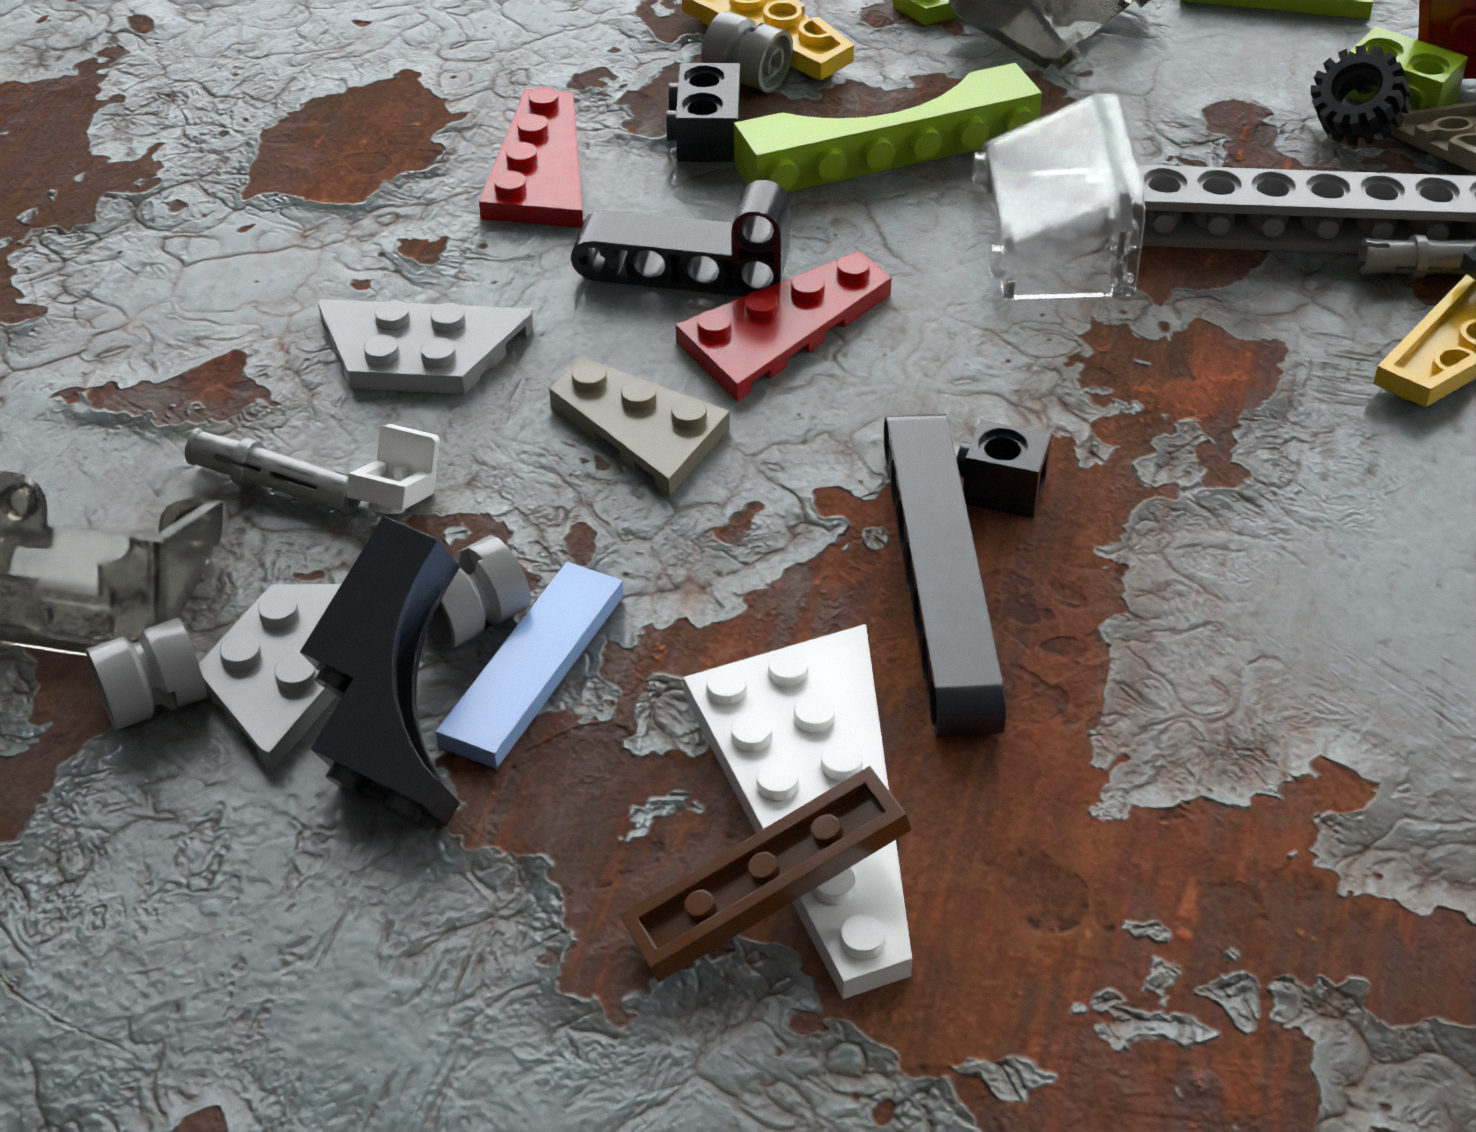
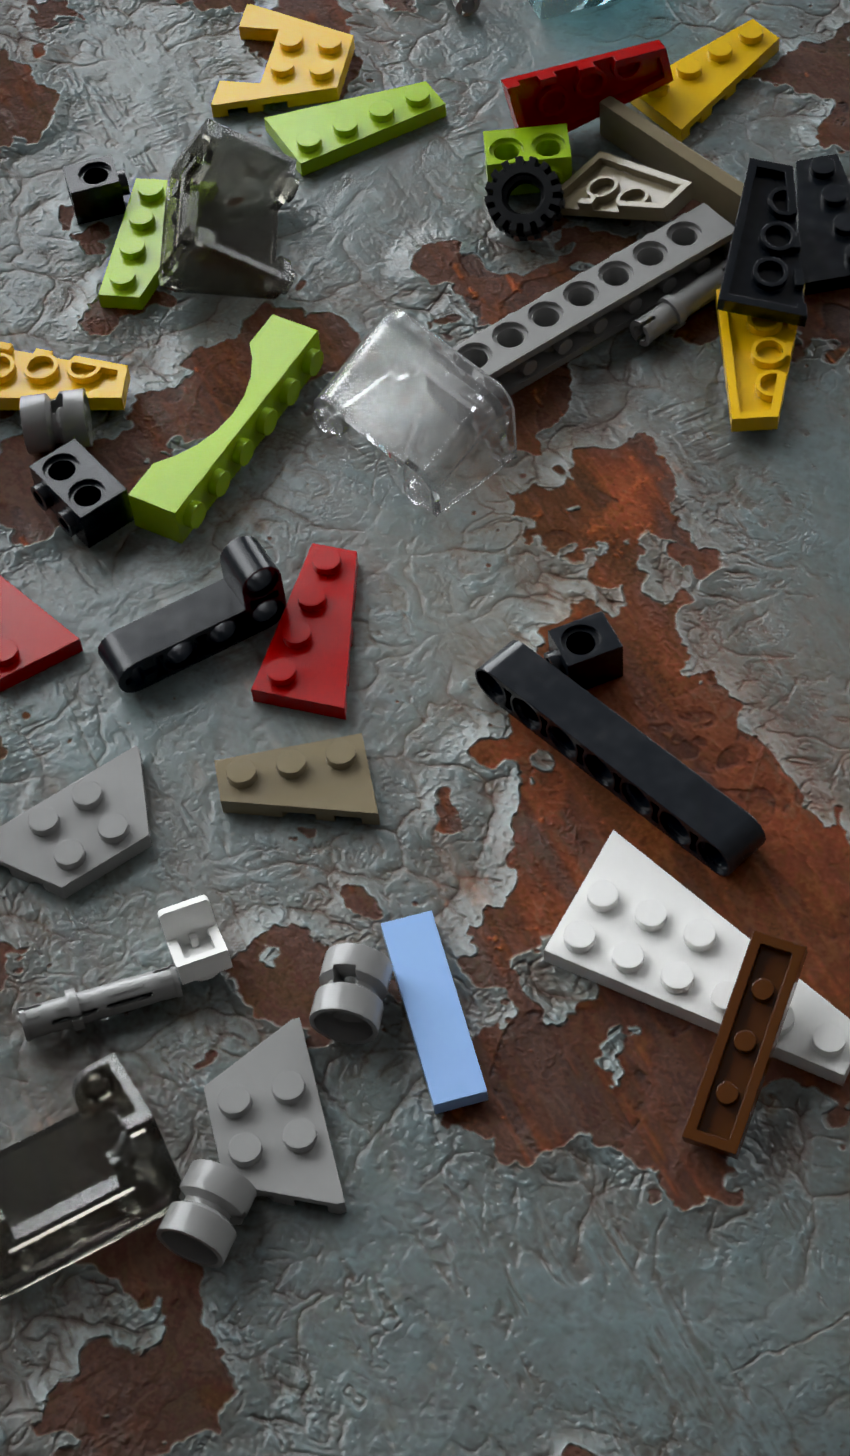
camera: 35 degrees left, 10 degrees up
(371, 658) = (356, 1084): black arch -> none

